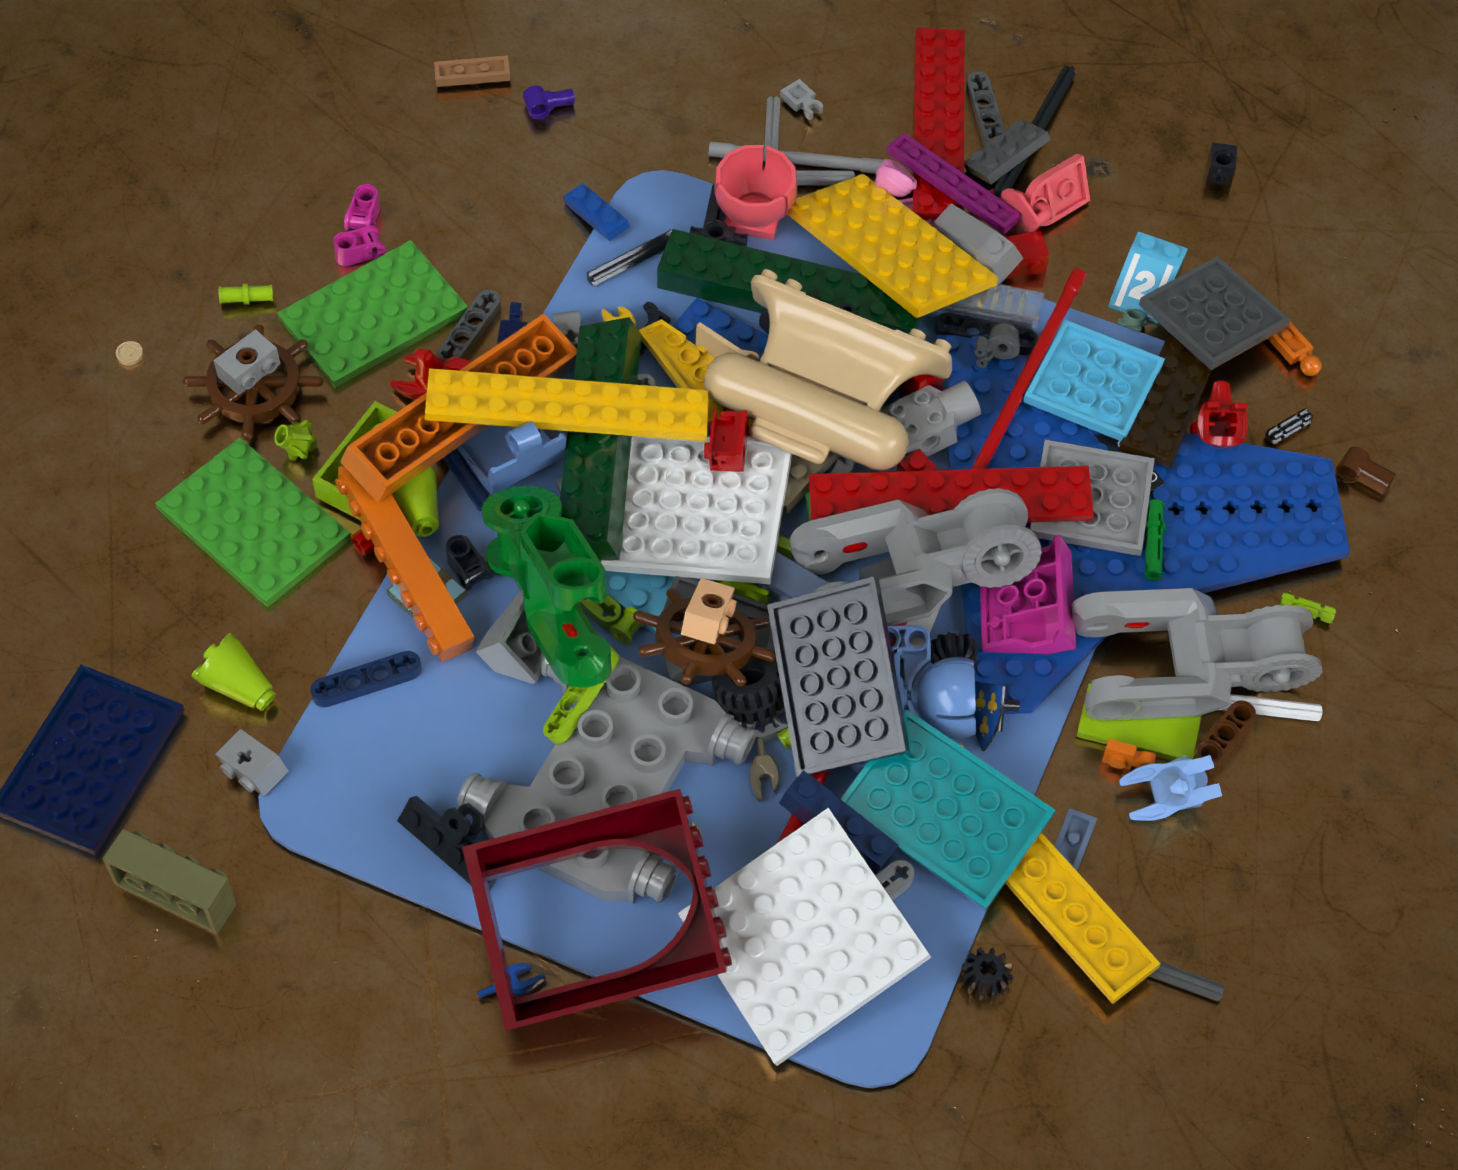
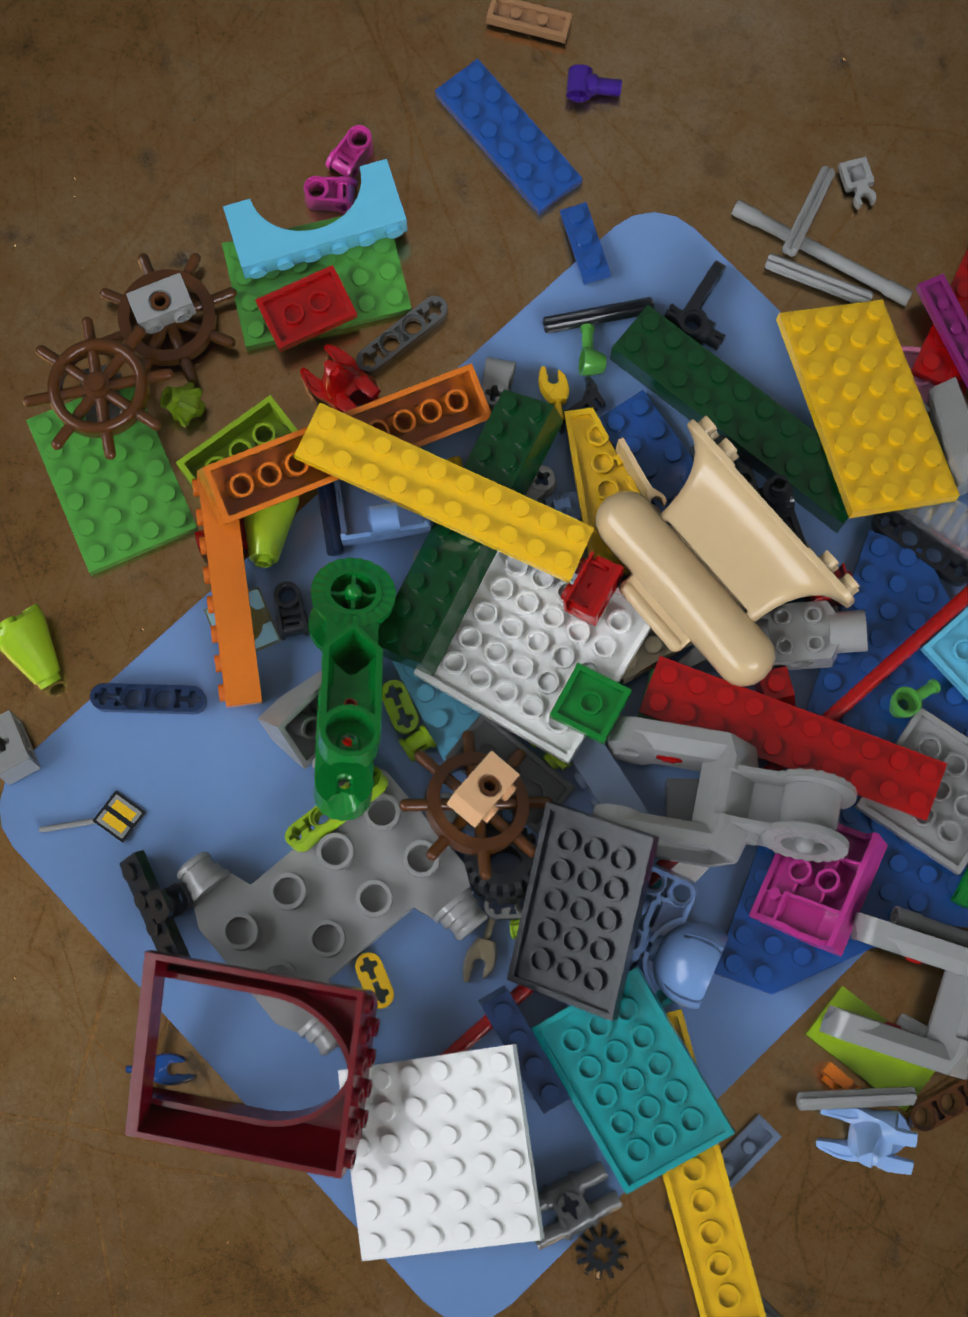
camera: 25 degrees right, 20 degrees up
(129, 353) = (65, 234): tan piece -> none
(220, 442) = (100, 386): none -> reddish brown brick
(245, 294) = (198, 209): lime pin -> none
(322, 296) = (268, 248): none -> medium azure arch
(376, 331) = (306, 308): none -> red plate
(376, 785) = (116, 817): none -> piece
(493, 159) = (508, 136): none -> blue plate
(510, 326) = (445, 354): clear blue plate -> none
(641, 290) = (590, 360): none -> bright green bar
(755, 195) = (751, 291): coral plate -> none
(768, 524) = (590, 703): none -> green plate
(895, 178) = (911, 321): bright pink hair -> none
(900, 885) = (553, 1129): light grey beam -> none
(953, 646) = (718, 907): black gear -> none
(958, 942) = (587, 1212): none -> dark grey pin
(990, 711) = (726, 986): shield -> none
(1002, 344) = (927, 574): dark grey piece -> none
(1033, 439) = (911, 699): none -> bright green bar
(1144, 755) = (856, 1098): none -> light grey axle

